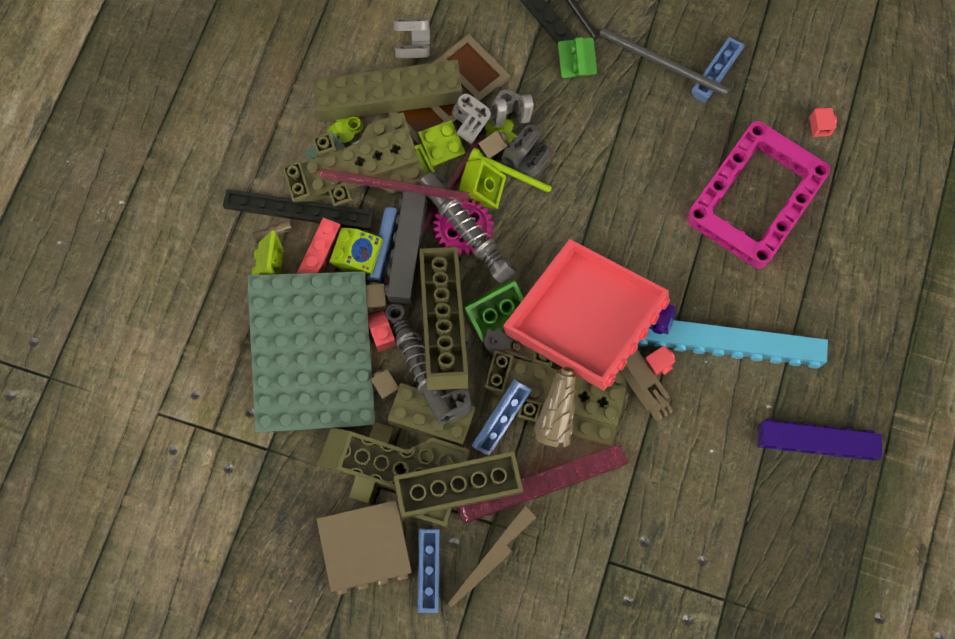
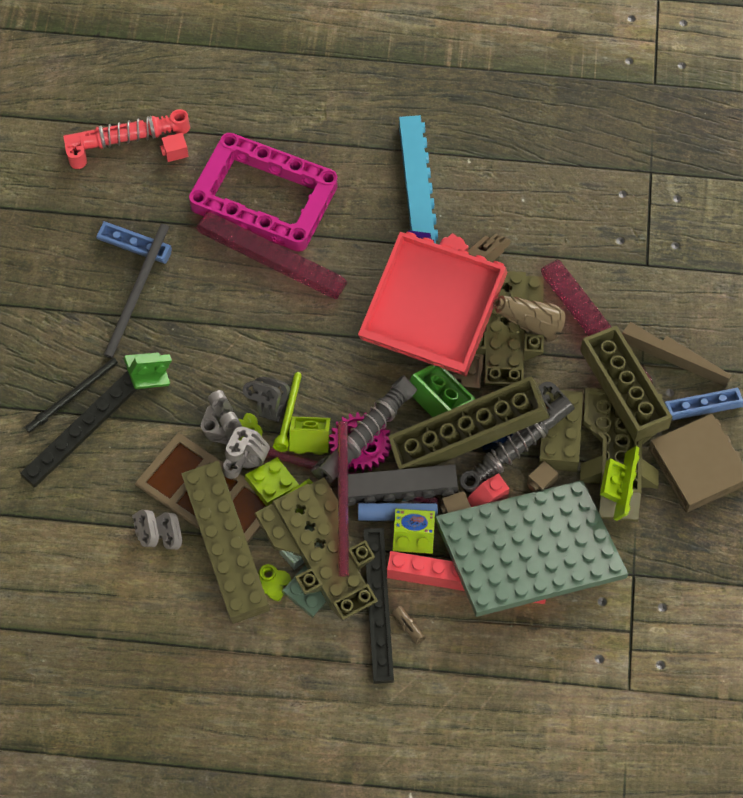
camera: 100 degrees left, 10 degrees down
(268, 255) = (446, 611): lime slope -> none
(349, 446) = (619, 480): none -> lime bracket
(494, 143) = (266, 425): dark tan brick -> none
(497, 341) = (473, 385): dark grey piece -> none
(501, 417) = (546, 366): medium blue brick -> none
(682, 188) = (272, 255): none -> clear pink beam
(819, 440) = (492, 117): dark purple brick -> none
(838, 36) = (120, 133): none -> coral piece

